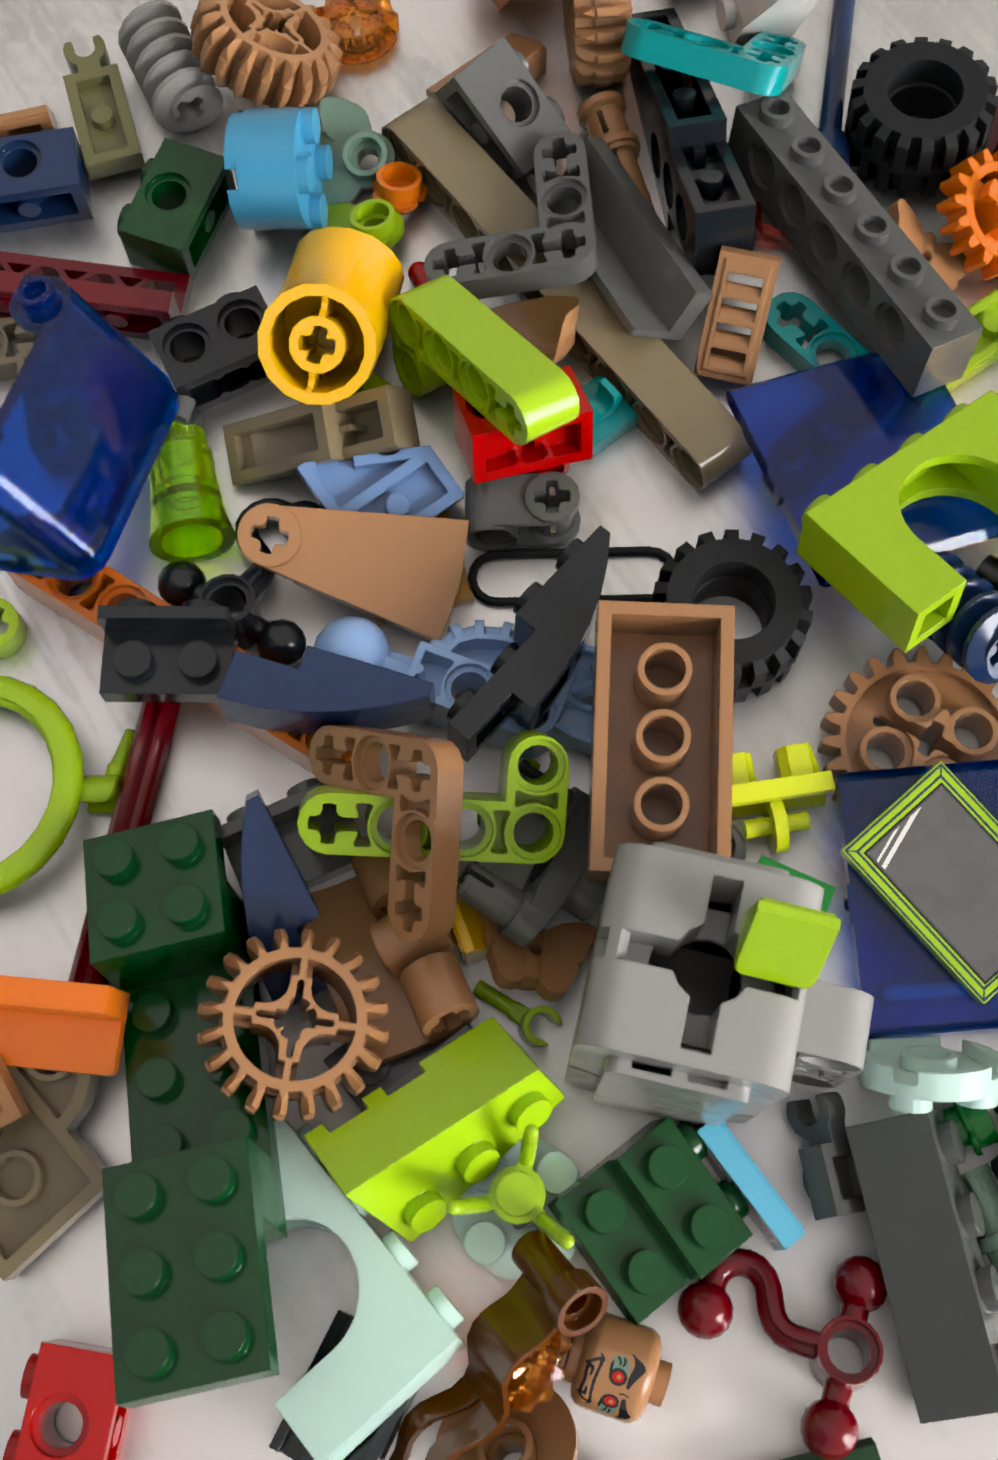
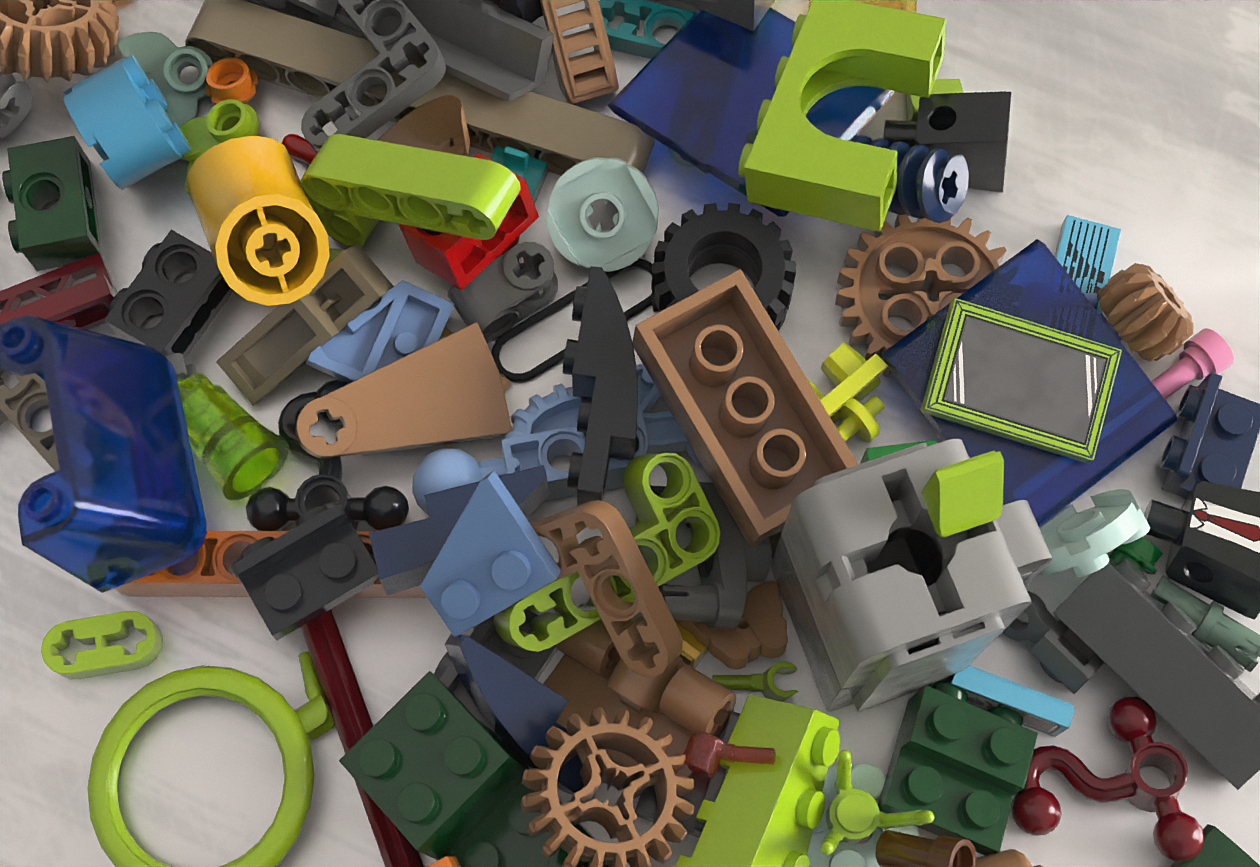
camera: 35 degrees left, 0 degrees up
(320, 736) = (487, 560): none -> medium blue wing
(410, 1045) = (706, 751): none -> clear red hand
(629, 464) = (571, 205): none -> light aqua plate

